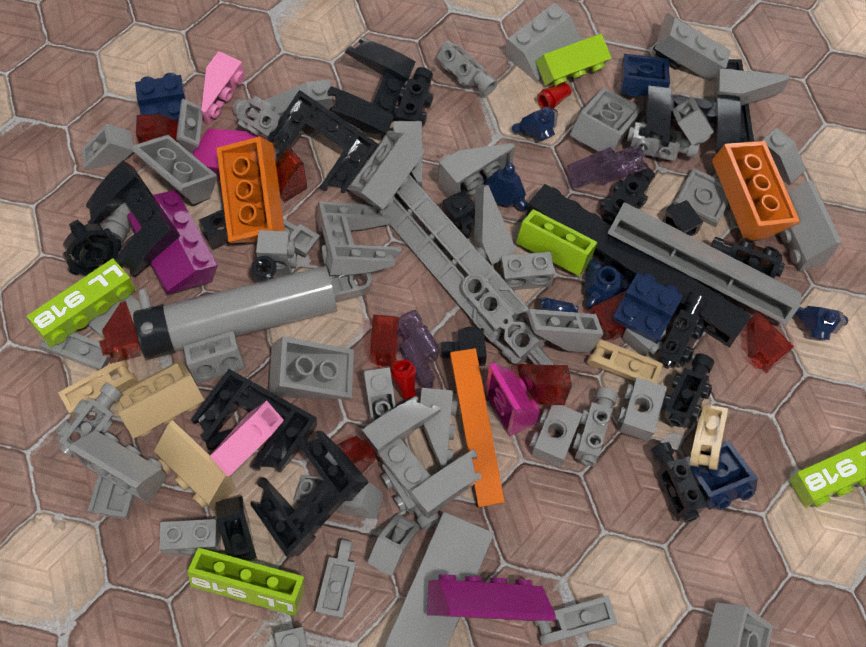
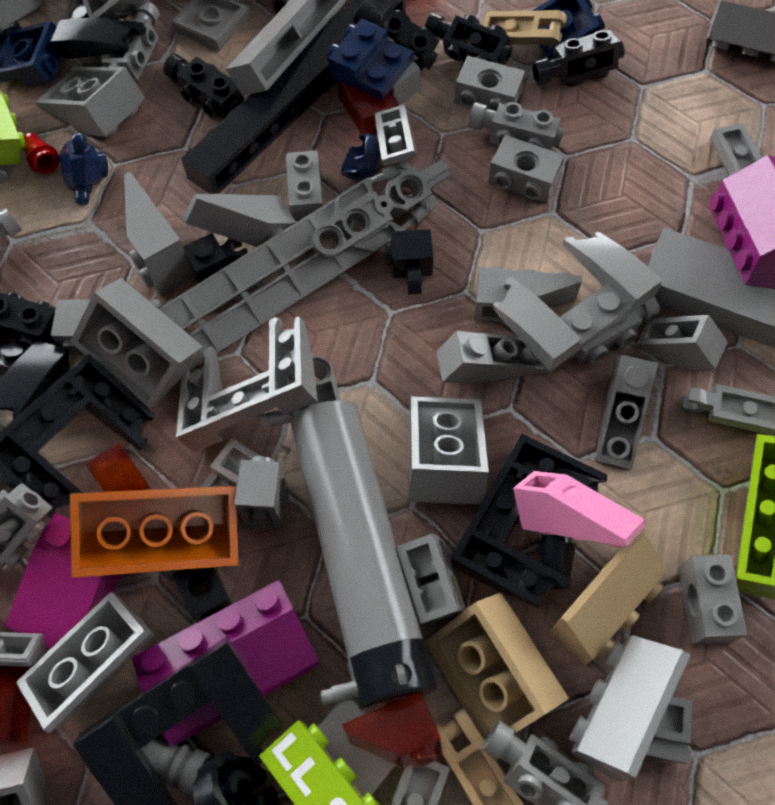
camera: 85 degrees left, 0 degrees up
(235, 528) = (687, 536): black slope -> none
(261, 265) = (295, 502): black cone -> none
(341, 483) = (686, 457): black wedge -> none
(358, 452) = (576, 385): clear red slope -> none
(384, 340) = (406, 348): clear red slope -> none
(404, 376) = (457, 318): red cone -> none
(418, 347) = (415, 314): clear purple plate -> none
(477, 426) = (506, 246): orange tile -> none
(507, 187) = (173, 200): dark blue rock -> none
(510, 400) = (493, 204): dark pink slope -> none
(546, 382) = (467, 168): clear red slope -> none
(566, 245) = (262, 157): lime brick -> none
(603, 283) = (324, 115): dark blue rock -> none
(607, 166) = (162, 97): clear purple plate -> none
(624, 362) = (431, 100): tan plate -> none
(683, 218) = (240, 30): black brick -> none

